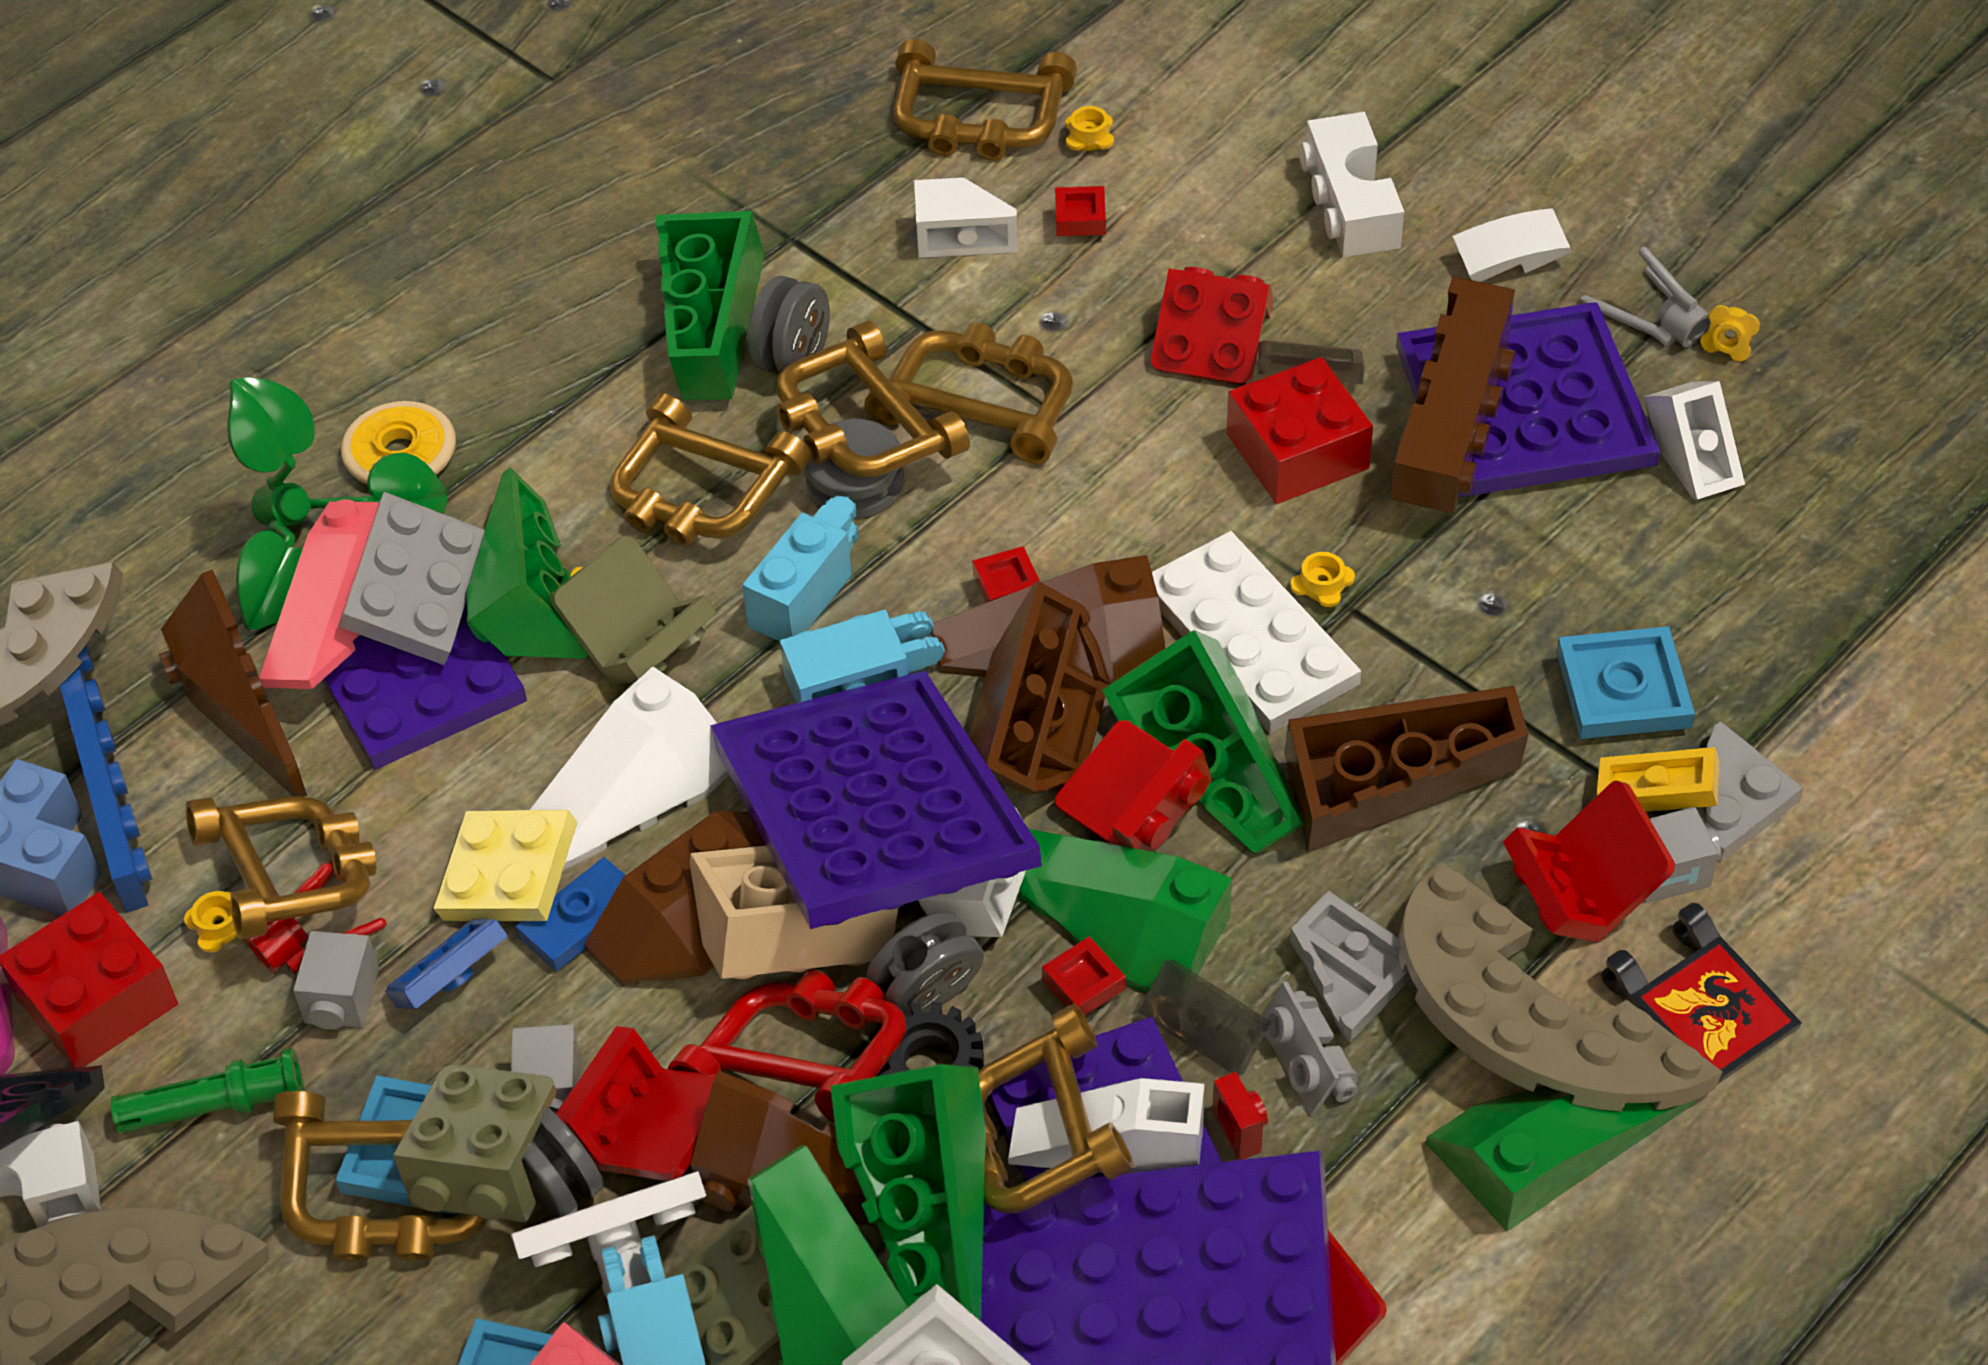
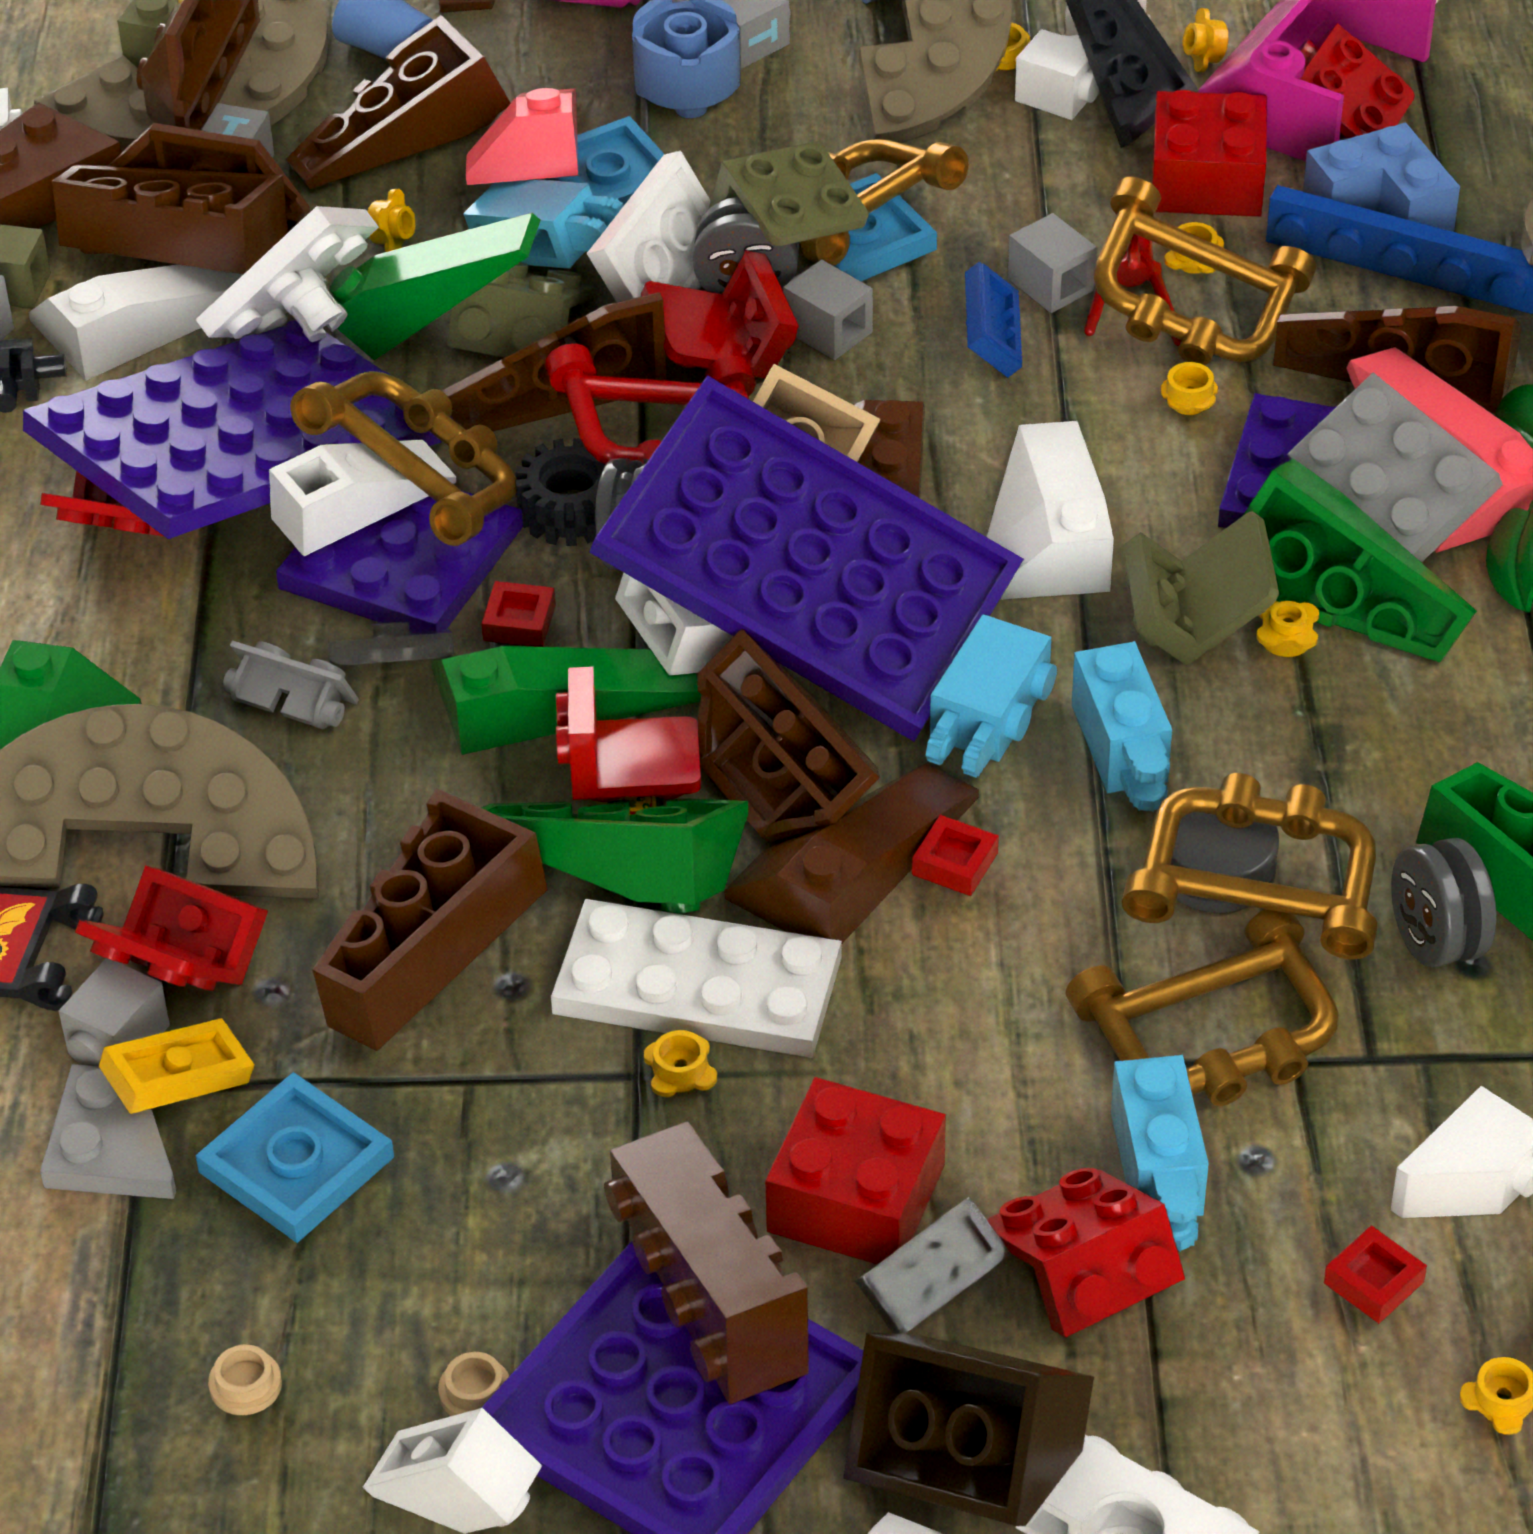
camera: 135 degrees right, 5 degrees down
(237, 1088) = (1023, 180): green pin -> none
(401, 788) = (1189, 388): none -> yellow plate
(506, 865) = (1042, 392): light yellow plate -> none
(572, 915) = (954, 420): blue plate -> none
(685, 522) = (1340, 704): pearl gold bar -> none
(922, 1170) = (459, 363): green wedge -> none
(1113, 327) = (1161, 1139): none -> medium azure hinge
(1239, 1115) = (294, 599): red plate -> none
(1348, 962) = (324, 761): light grey wing -> none
(1394, 246) = (964, 1425): none -> dark brown slope
(1634, 482) = (470, 1382): none -> tan plate
(1770, 575) = (244, 1380): none -> tan plate

